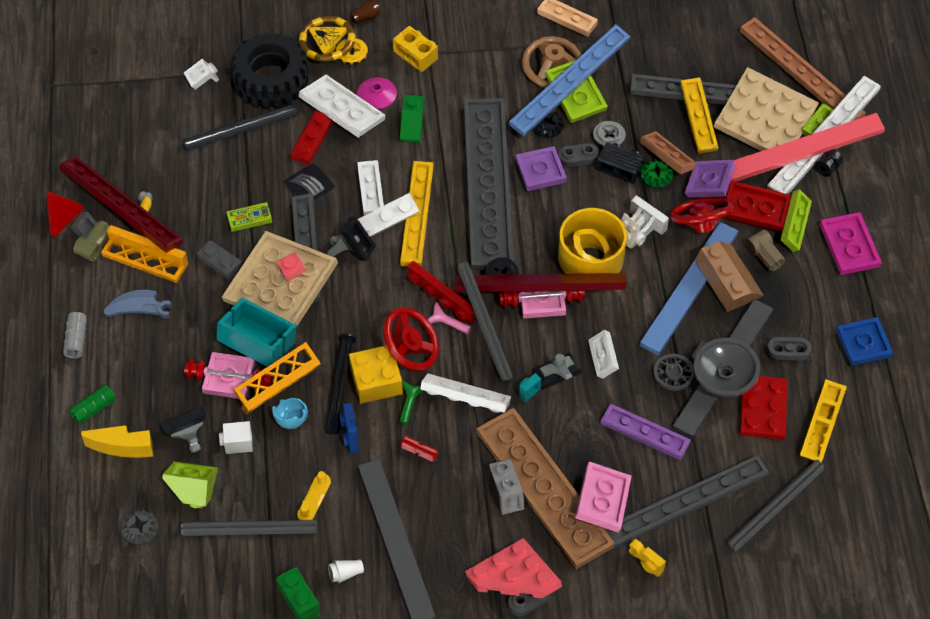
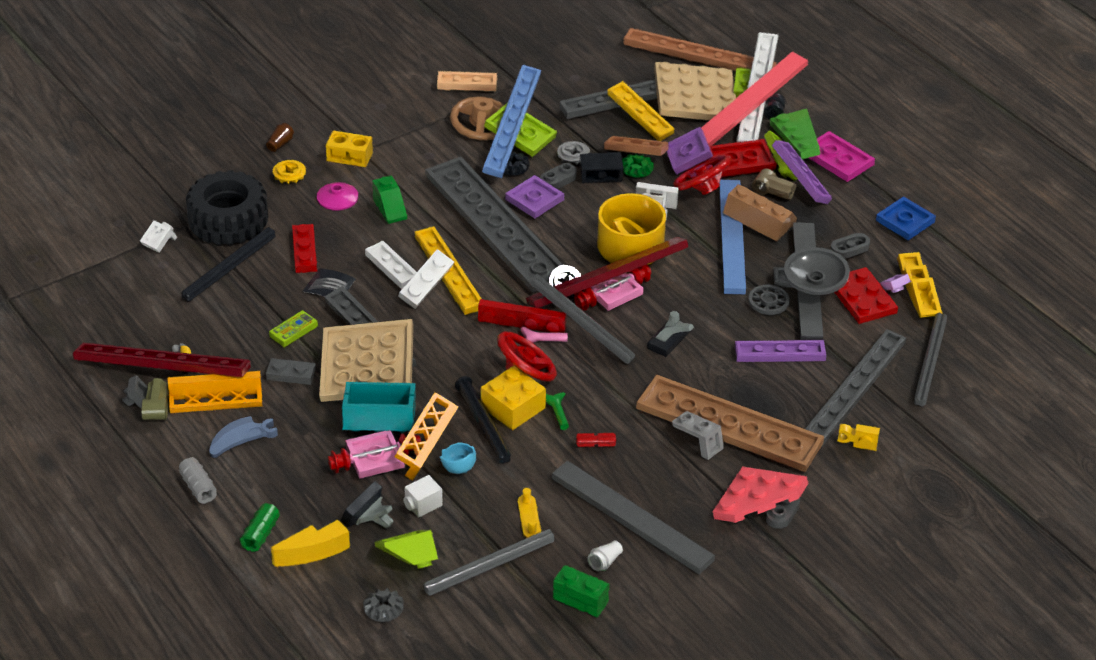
camera: 30 degrees left, 15 degrees down
(60, 212) = (105, 388): red piece -> none
(291, 266) = (373, 341): coral plate -> none
(327, 38) = (263, 165): piece -> none
(342, 105) = (314, 213): white tile -> none
(350, 436) = (525, 445): blue wing -> none
(352, 238) = (410, 305): black piece -> none
(459, 391) = (614, 381): white plate -> none
(529, 387) = (657, 355): teal plate -> none
(603, 354) = (701, 307): white plate -> none
(603, 497) = (788, 406): bright pink plate -> none
(798, 248) = (802, 172): none -> medium lavender tile
(801, 408) = (895, 283): none -> lavender plate
(828, 202) = (798, 131): none -> bright green wing

